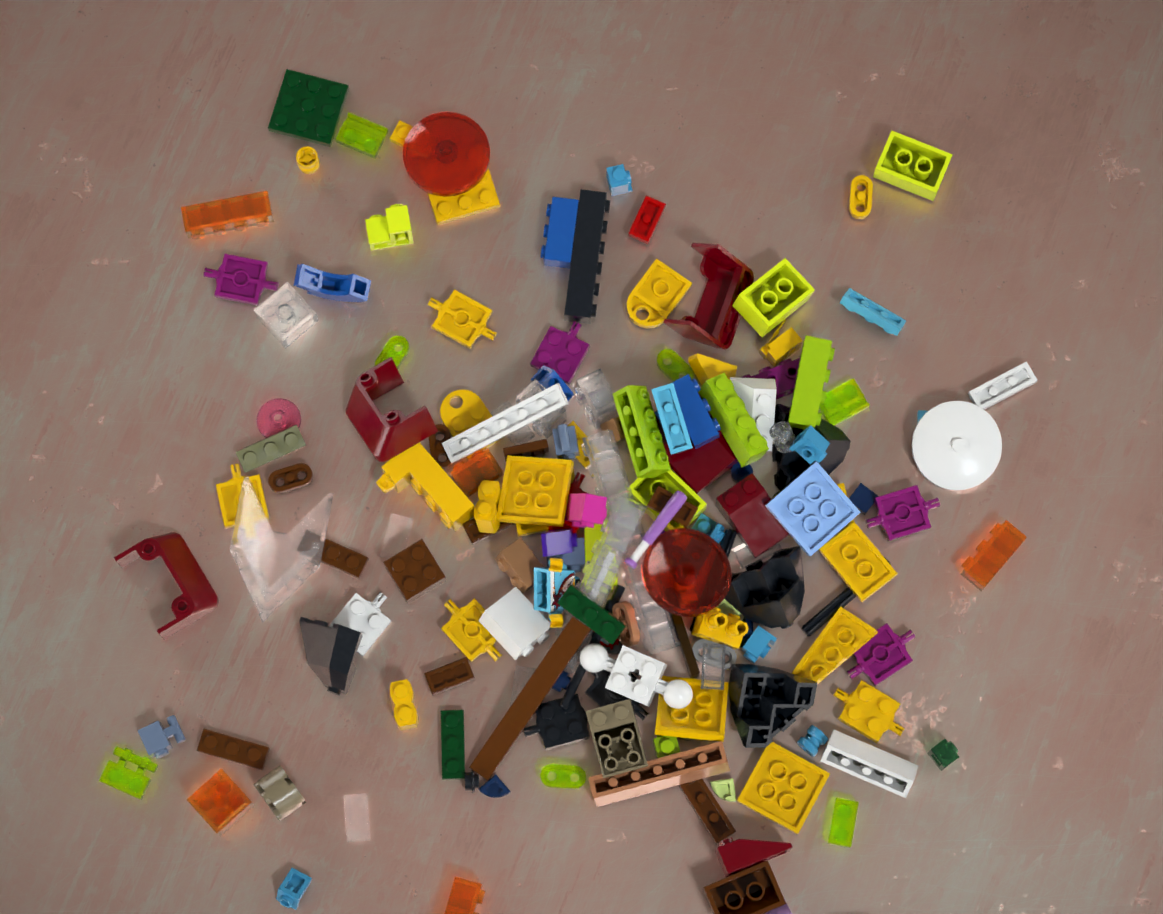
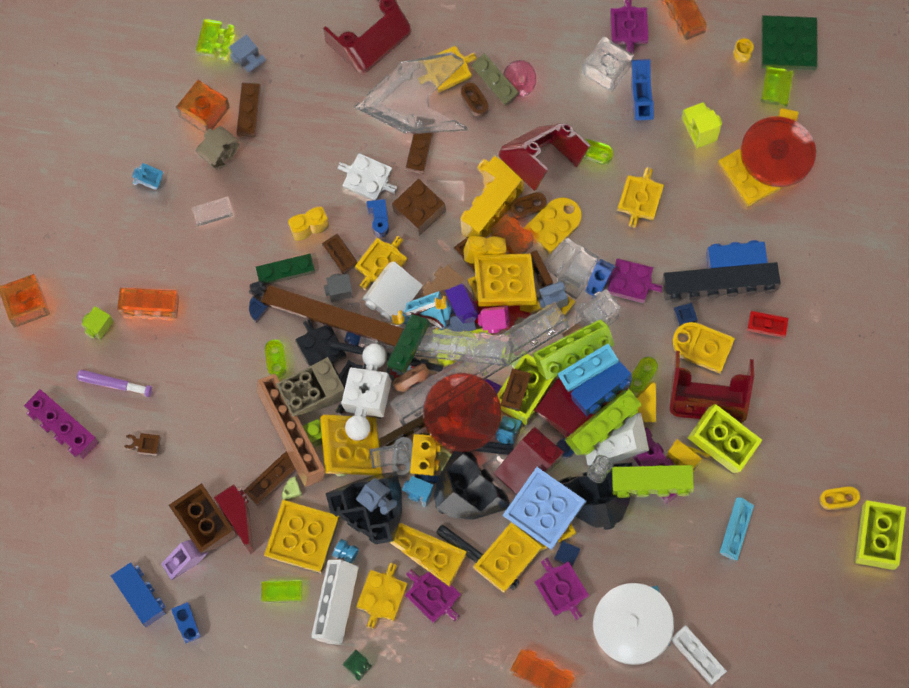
camera: 80 degrees right, 5 degrees down
(331, 653) = (335, 156): black brick -> none
(415, 619) = (380, 222): none -> blue leg
(492, 685) = (338, 287): none -> dark grey brick
(505, 423) = (555, 242): white plate -> none
(615, 305) = (685, 314): none -> dark blue plate
(618, 180) = (795, 293): dark azure brick -> none
(657, 527) = (500, 381): medium lavender piece -> none
(762, 691) = (375, 495): none -> sand blue brick
(810, 445) = (596, 490): dark azure brick -> none
(843, 403) = (648, 520): clear neon green plate -> none

